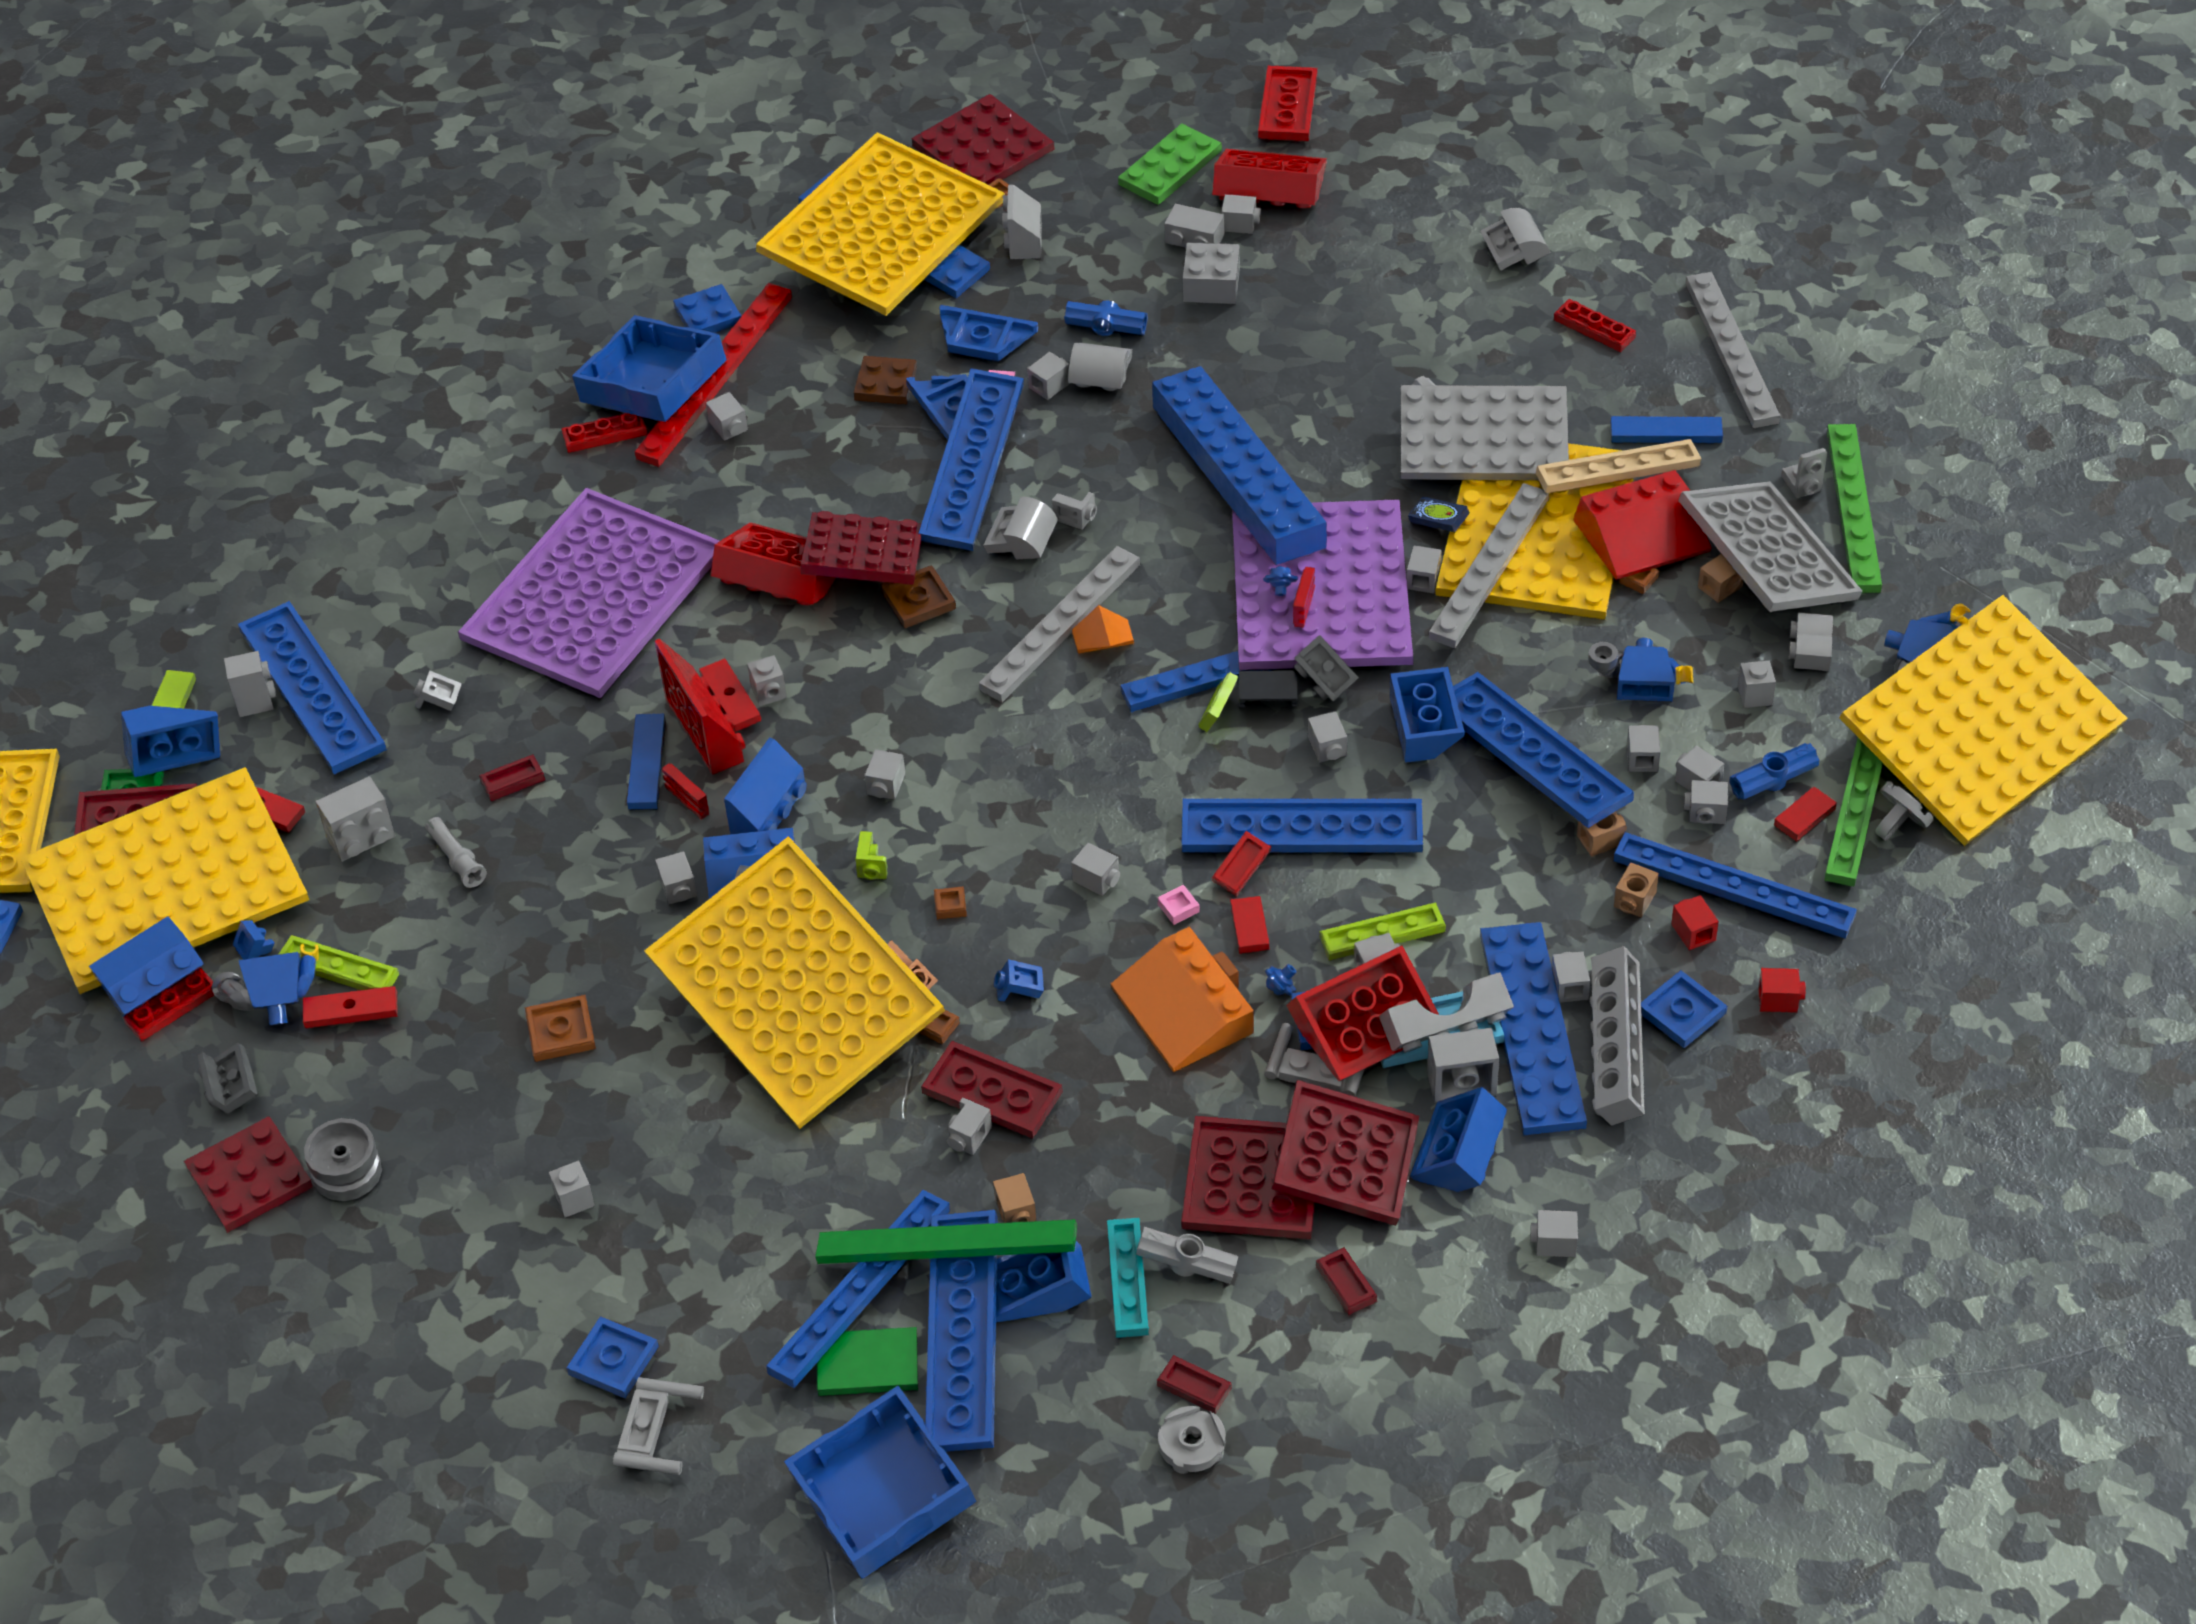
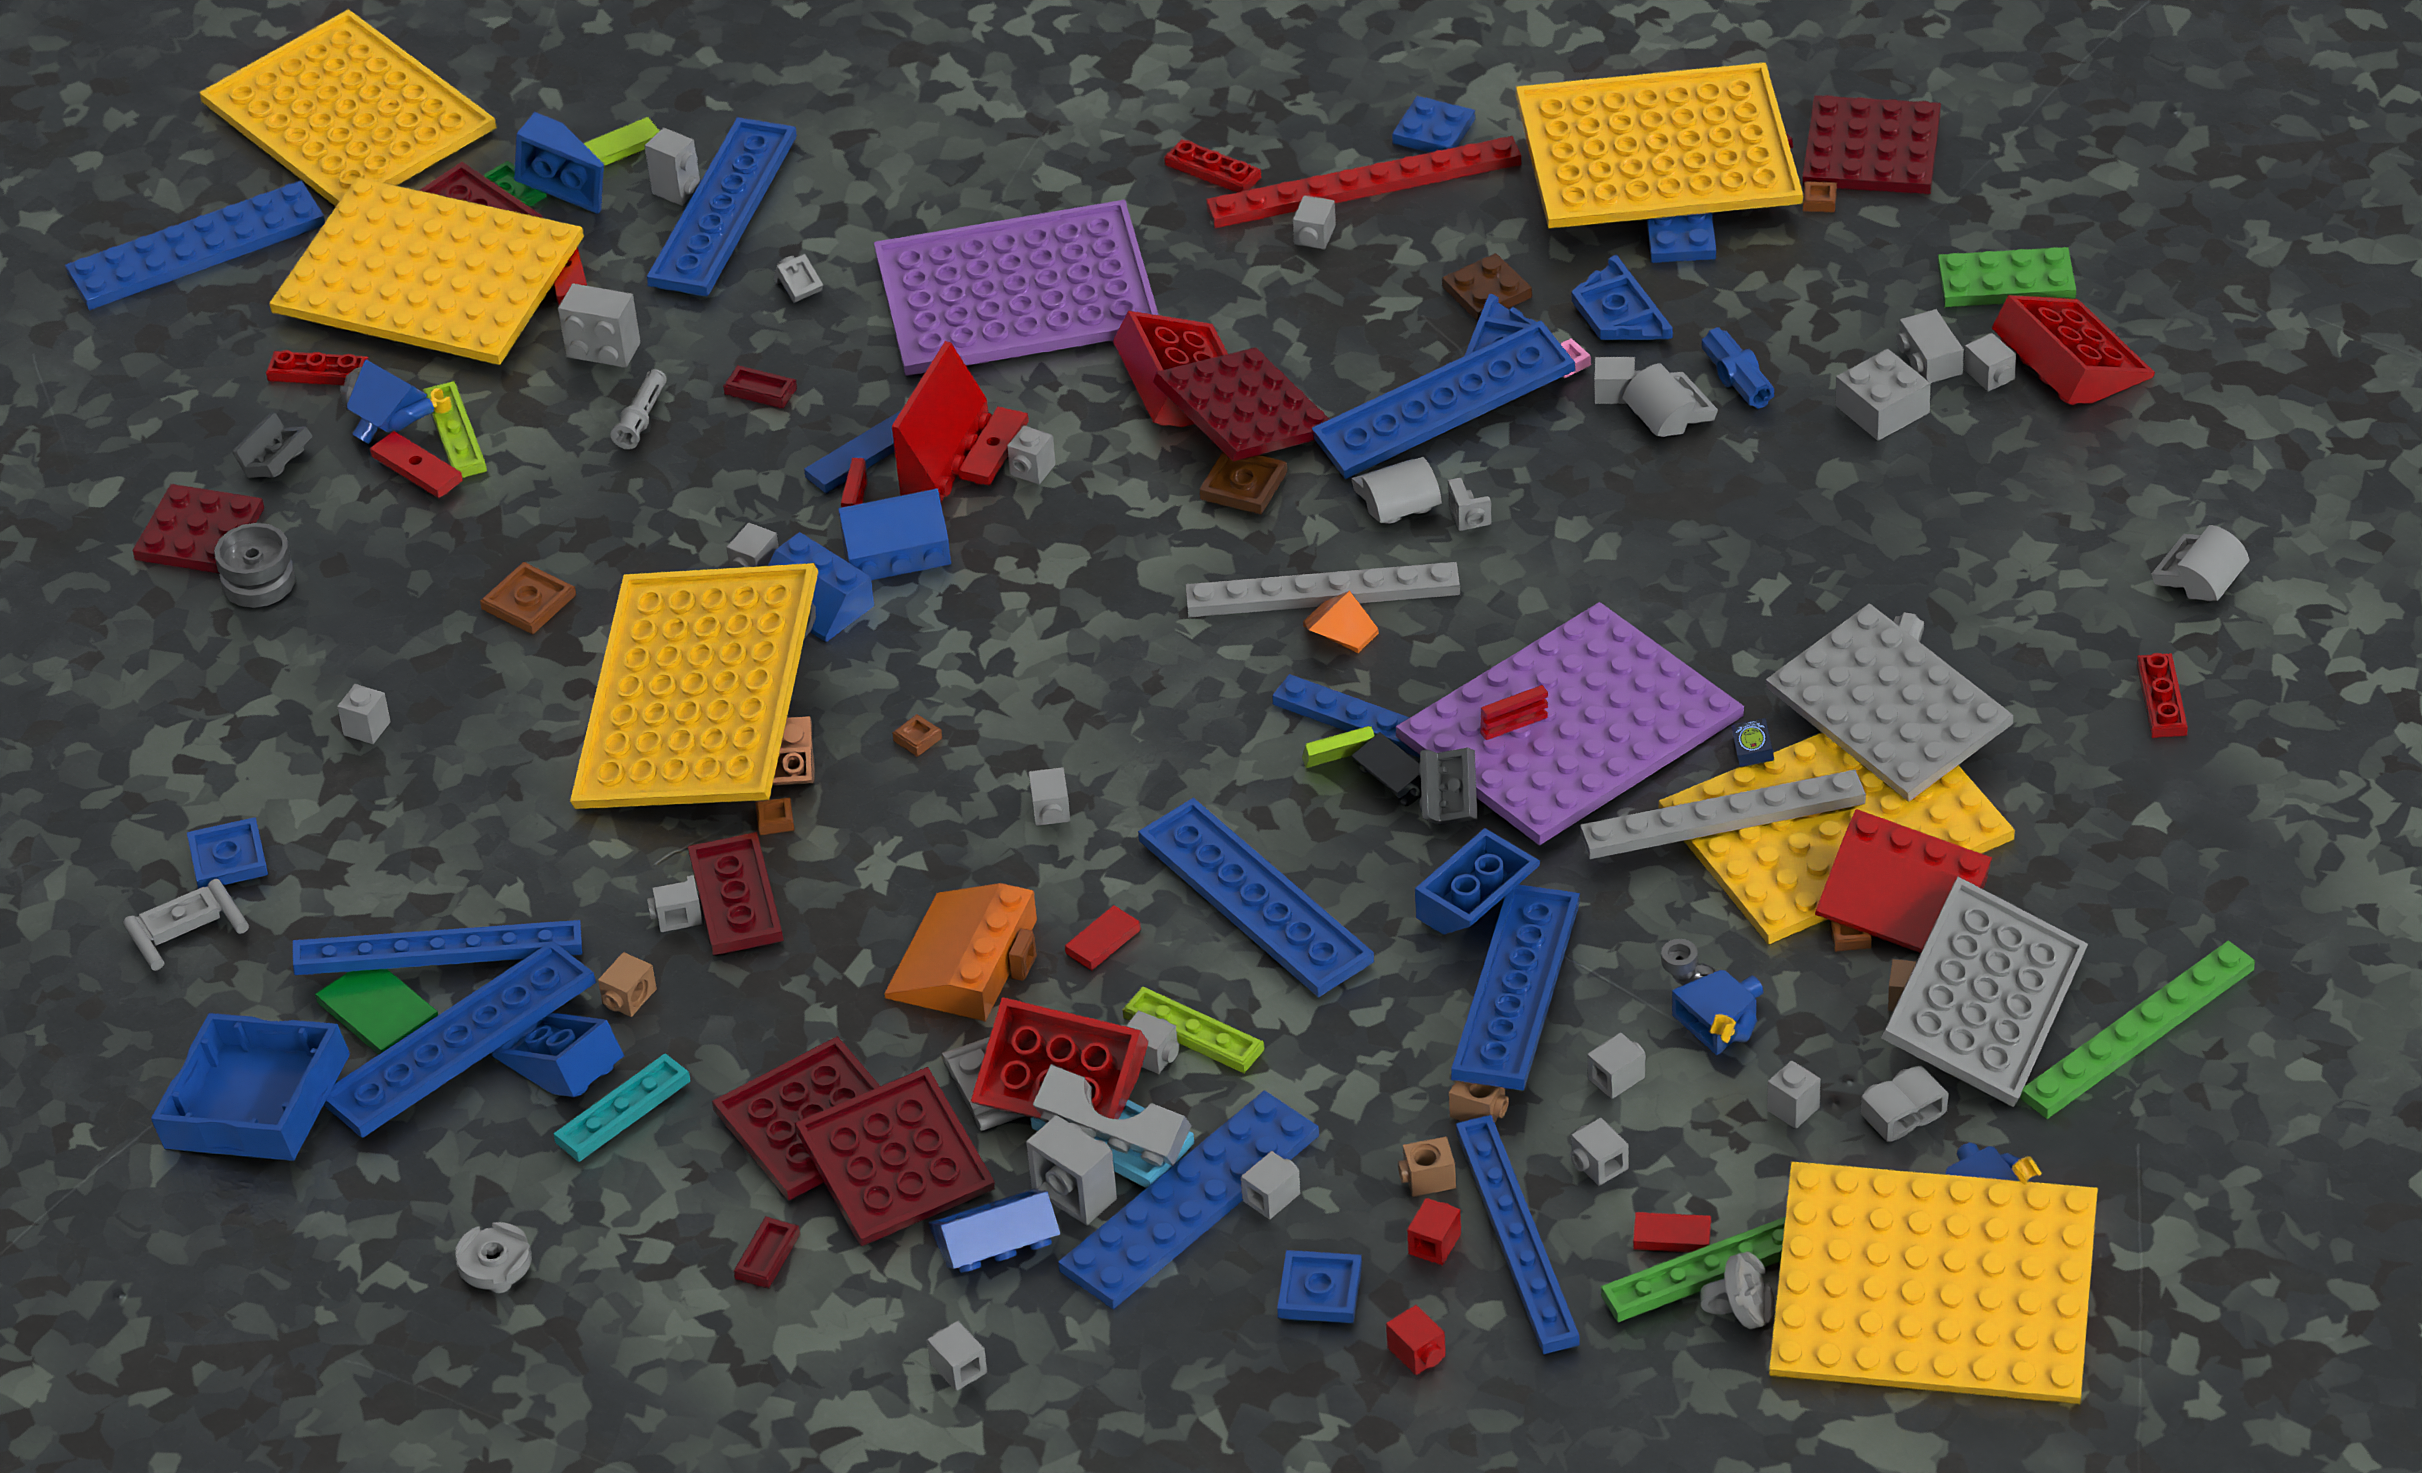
camera: 50 degrees right, 5 degrees down
(146, 966) = (323, 322): blue slope -> none
(251, 941) = (422, 363): blue tile -> none
(649, 368) = (1302, 135): blue tile -> none
(868, 862) = (903, 647): lime bracket -> none
(885, 774) = (1008, 597): light grey brick -> none
(946, 1241) = (524, 962): green tile -> none
(1018, 979) = (872, 831): blue bracket -> none
(1023, 224) = (1782, 233): light grey slope -> none
(1178, 904) = (1070, 875): bright pink plate -> none
(1187, 1255) = (682, 1141): light grey piece -> none
(1194, 1384) = (556, 1224): dark red tile -> none
(1239, 465) = (1639, 568): blue brick -> none
(1241, 863) = (1160, 884): red tile -> none
(1280, 579) = (1518, 681): blue plant -> none
(1281, 980) = (1053, 993): blue plant -> none
(1287, 103) = (2192, 296): red plate -> none
(1327, 737) = (1379, 844): light grey brick -> none
(1423, 569) = (1669, 774): light grey brick -> none
(1617, 1036) = (1229, 1256): light grey brick -> none
(1618, 466) = (1960, 820): tan plate -> none
(1665, 429) = (2077, 832): blue tile -> none
(1698, 766) = (1633, 1120): light grey brick -> none
(1732, 350) = (2253, 812): light grey plate -> none
(1774, 771) = (1694, 1174): blue piece -> none
(1807, 475) = (2126, 962): light grey bracket -> none

